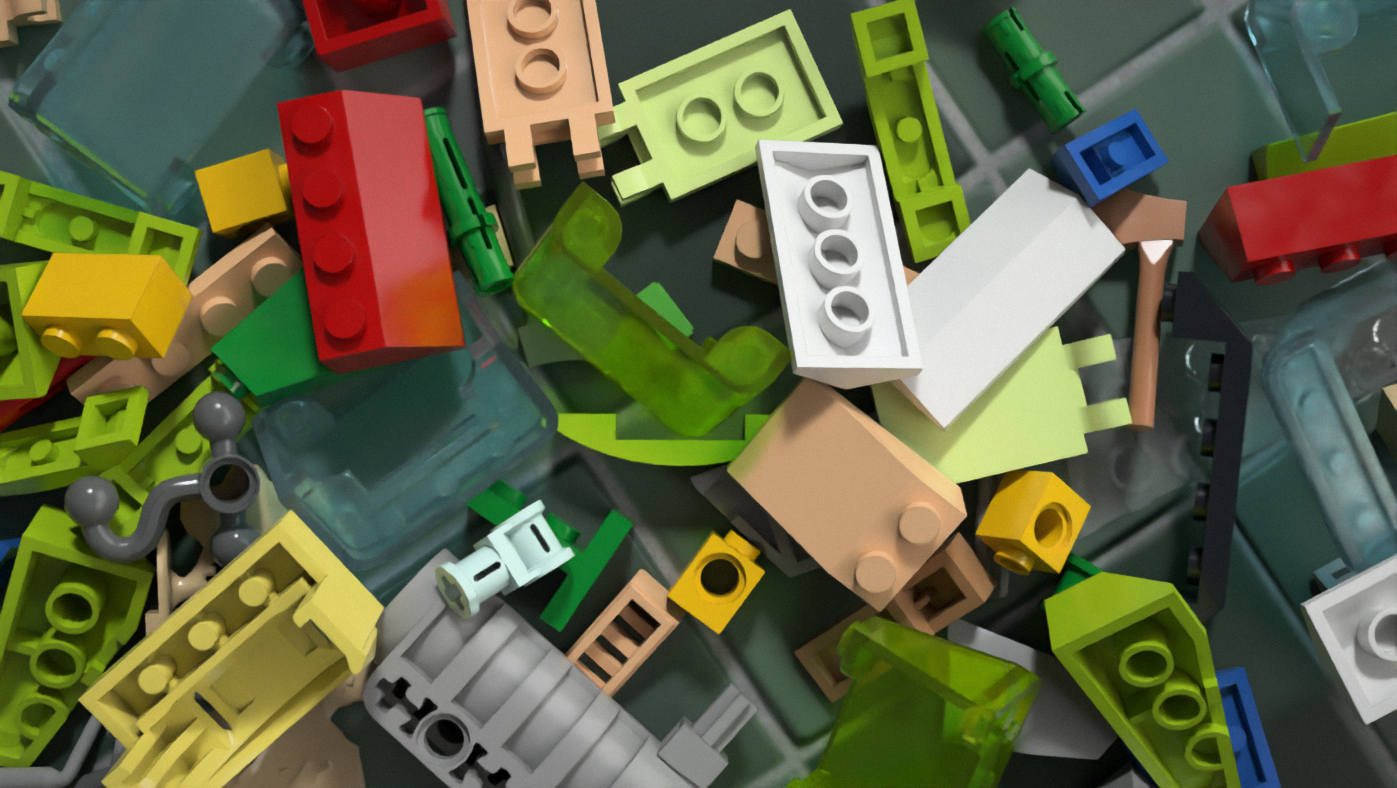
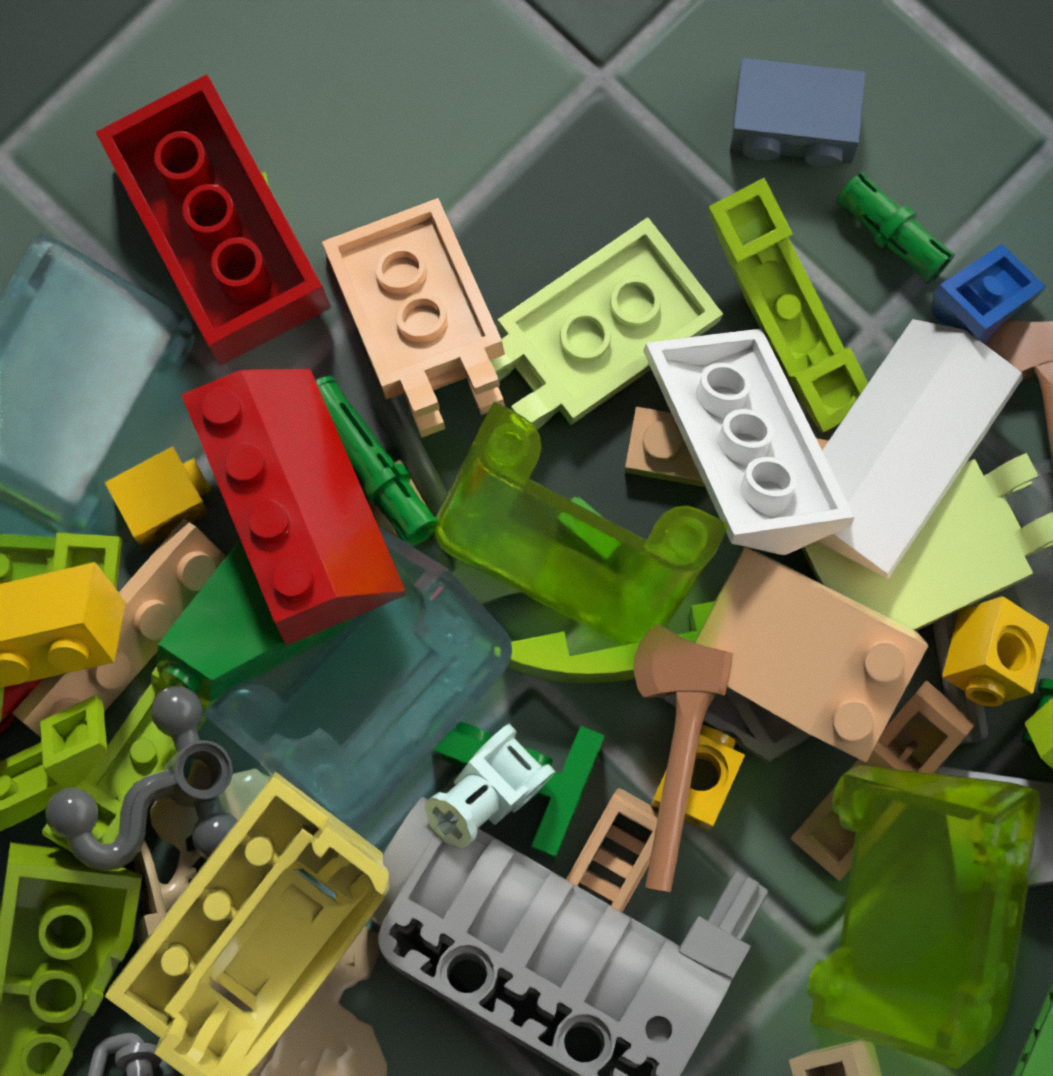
camera: 10 degrees left, 10 degrees down
(733, 486) = (695, 674): none -> nougat piece

